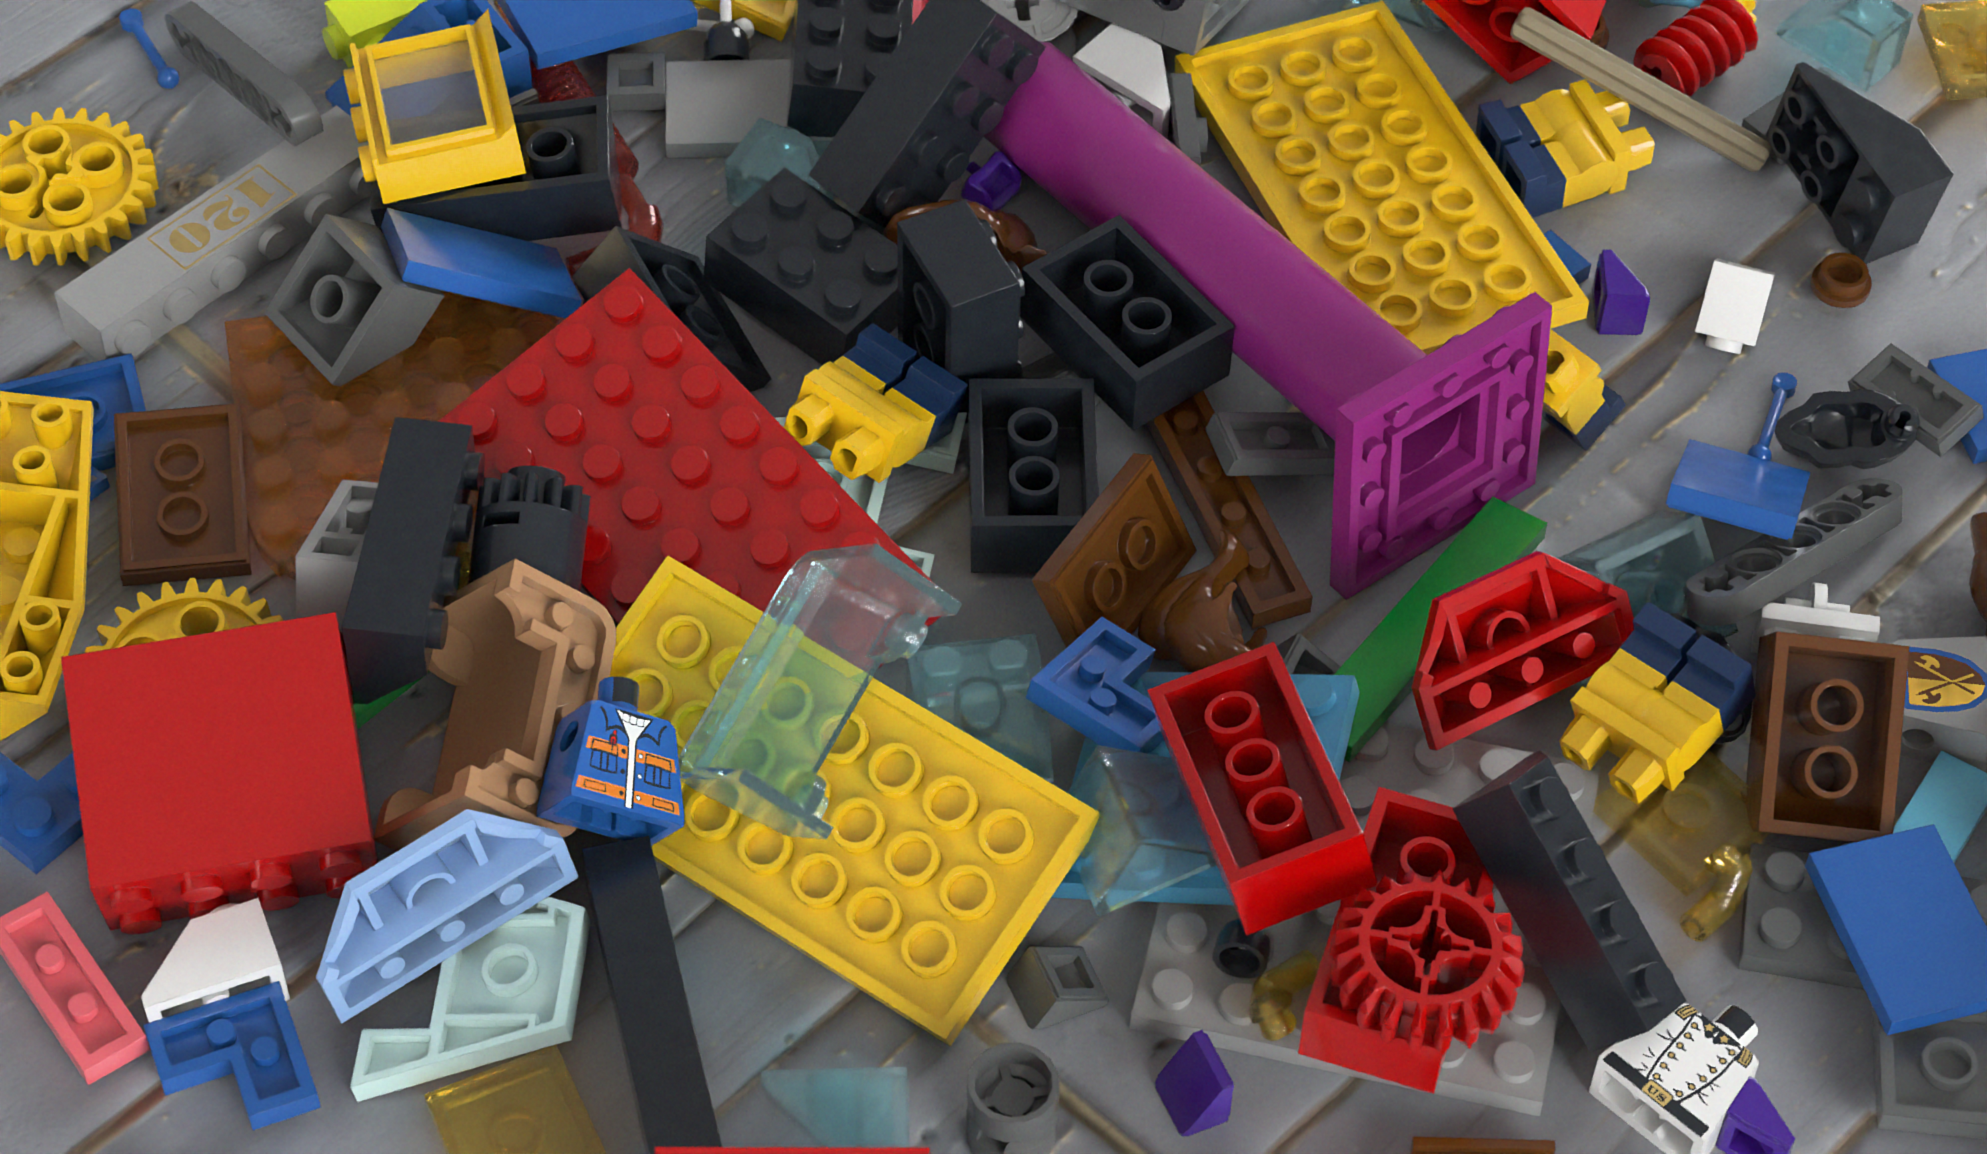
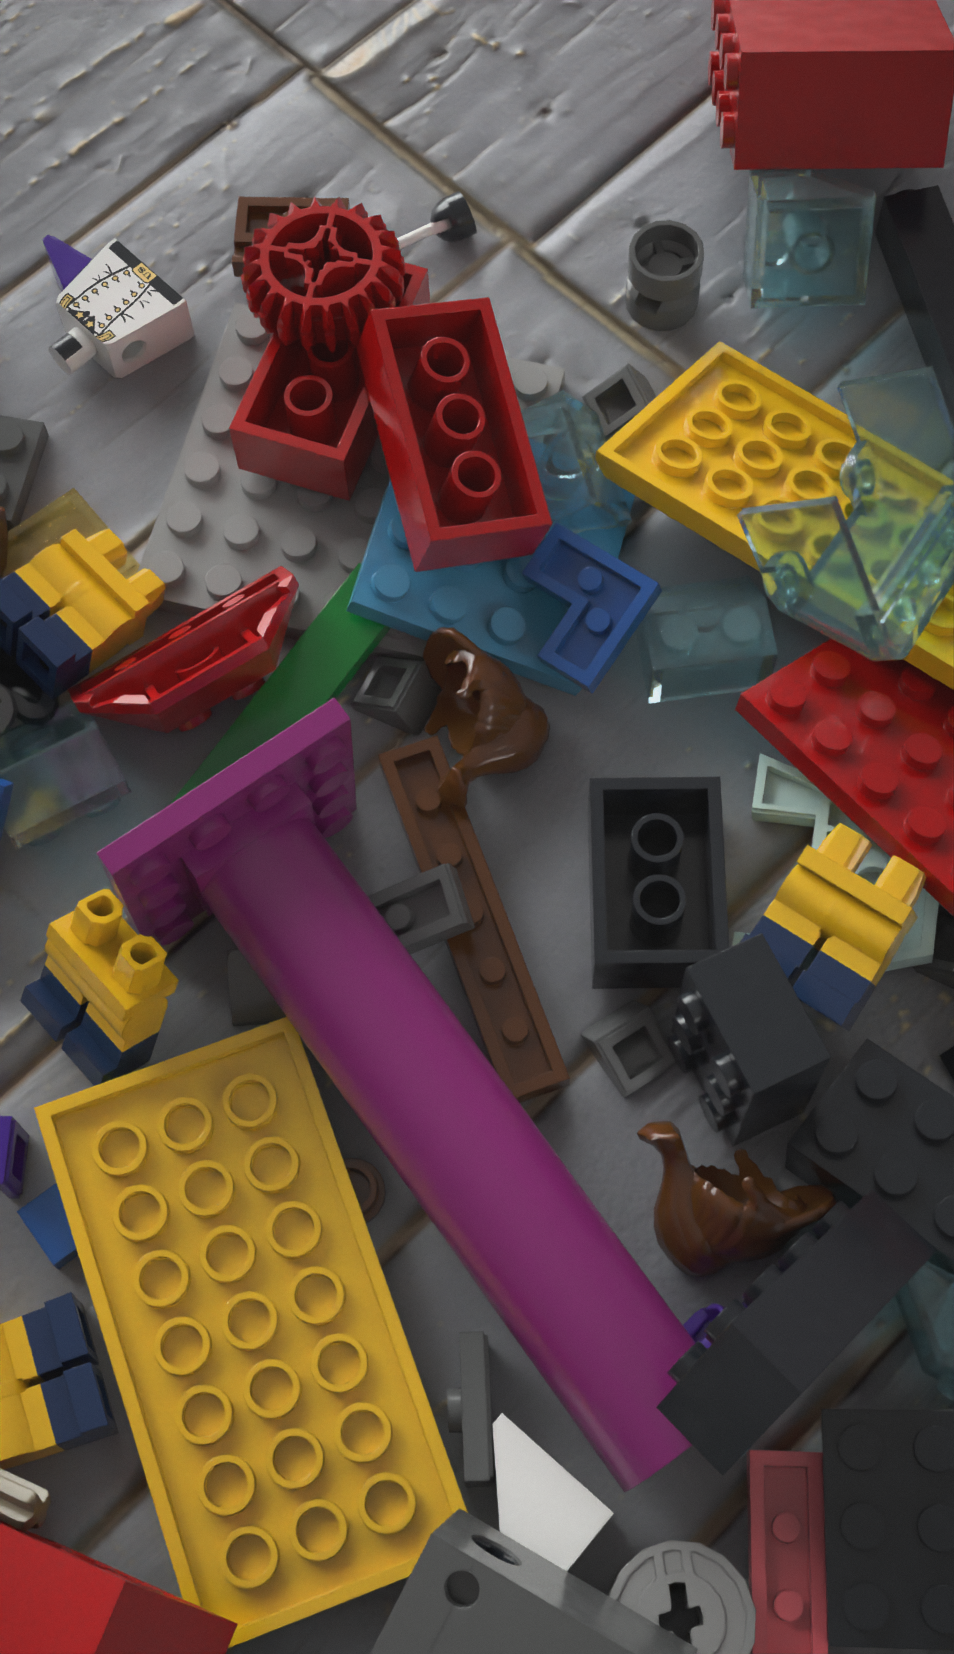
camera: 175 degrees left, 15 degrees up
(1116, 554) = (572, 763): reddish brown tile -> none
(1126, 321) = (561, 1039): black brick -> none
(1196, 1086) = (513, 315): dark purple slope -> none
(1569, 904) = (181, 385): black slope -> none
(1723, 898) = (42, 482): clear yellow arm -> none

